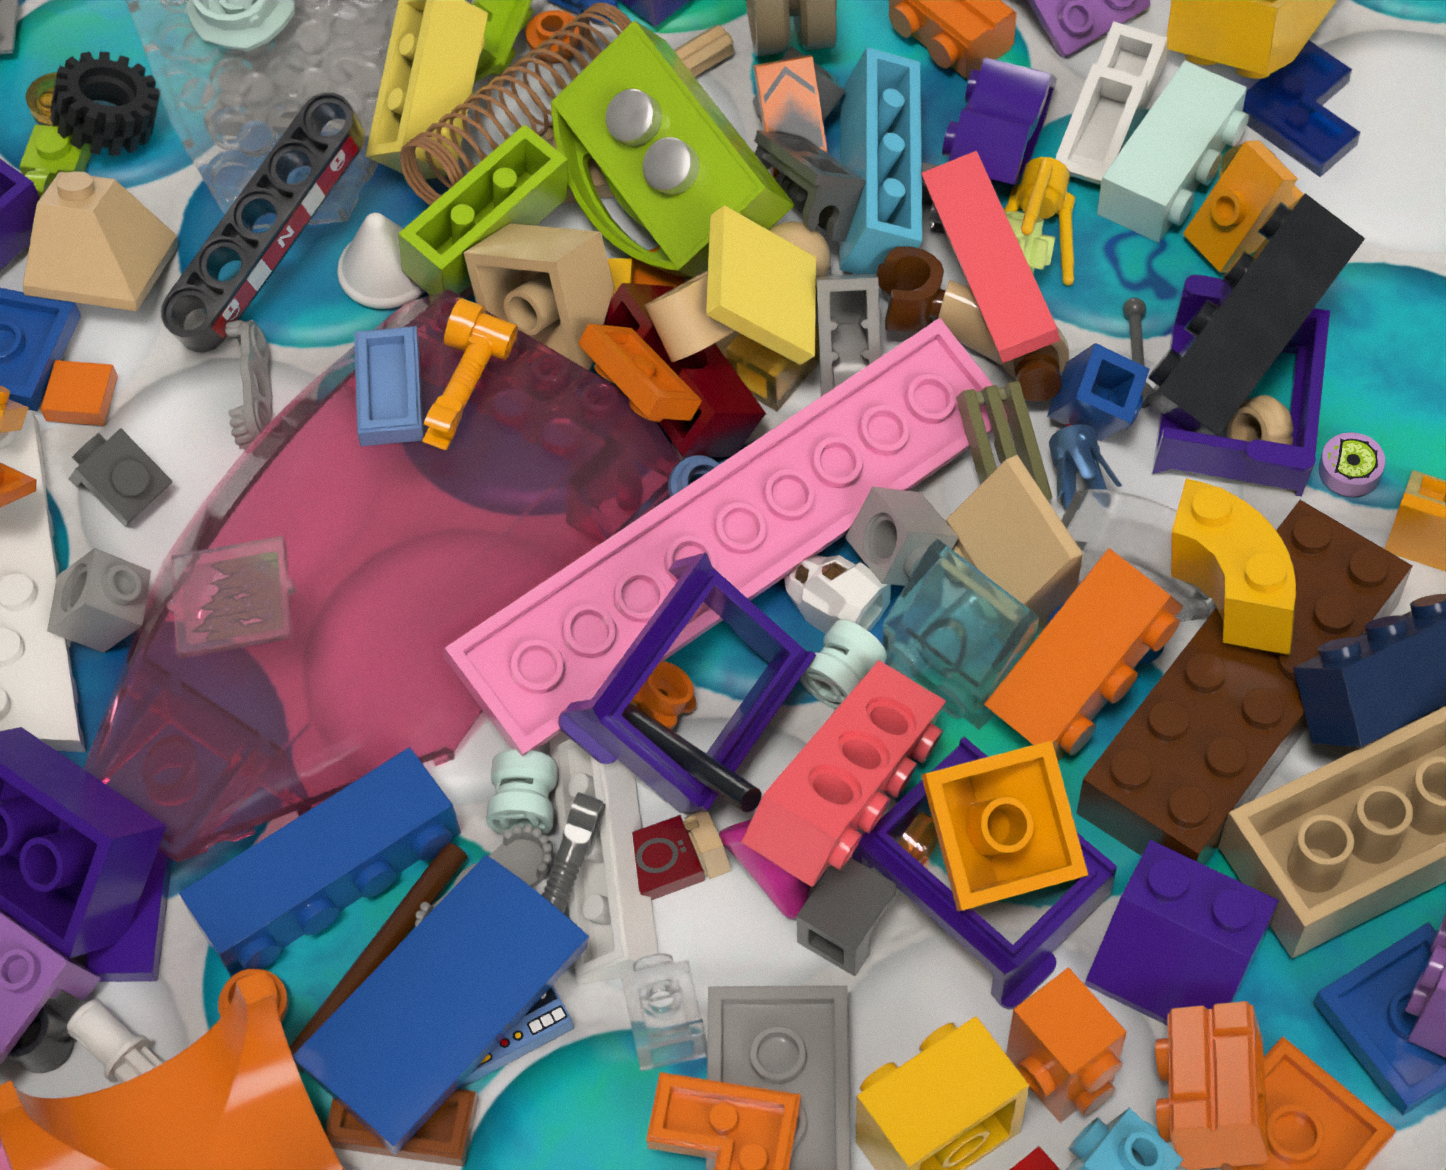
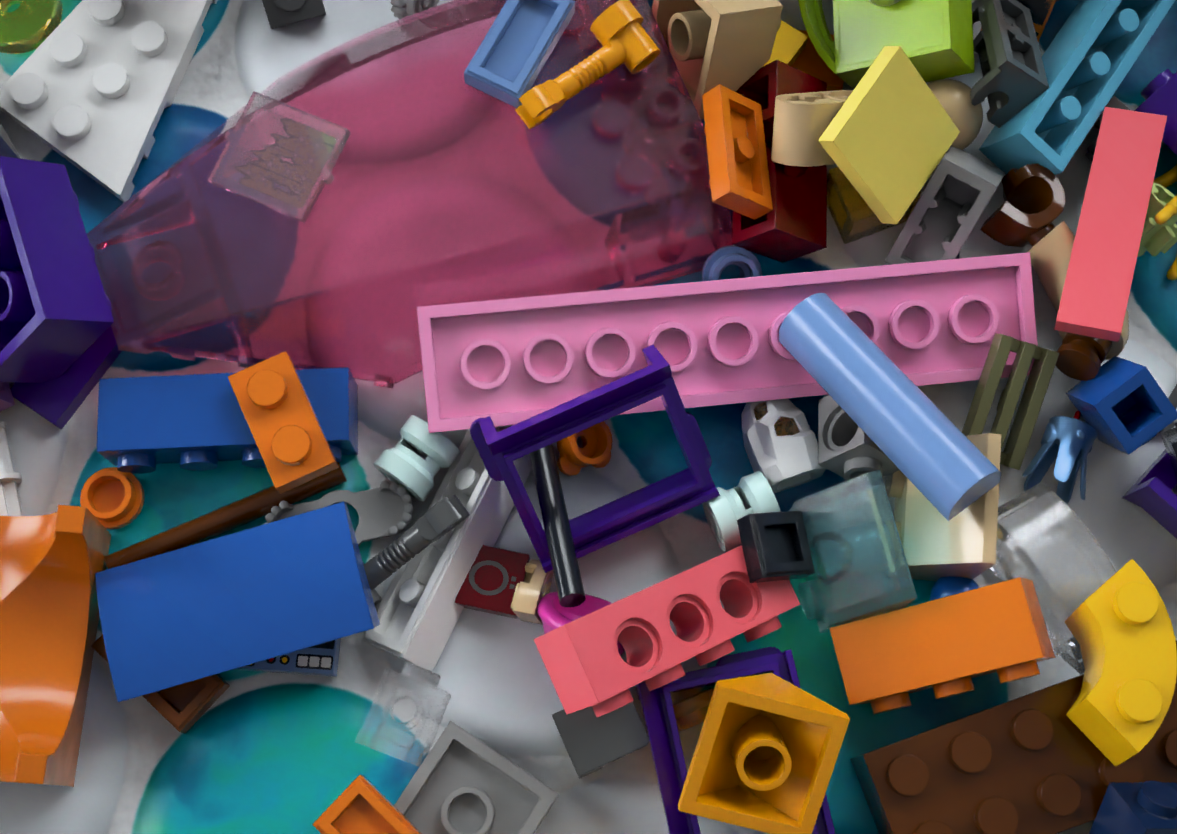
camera: 30 degrees right, 15 degrees up
(99, 600) = (200, 86): light grey brick -> none
(383, 822) = (283, 422): none -> orange piece
(893, 662) = (775, 546): none -> black tile
(906, 488) = (887, 405): none -> medium blue brick

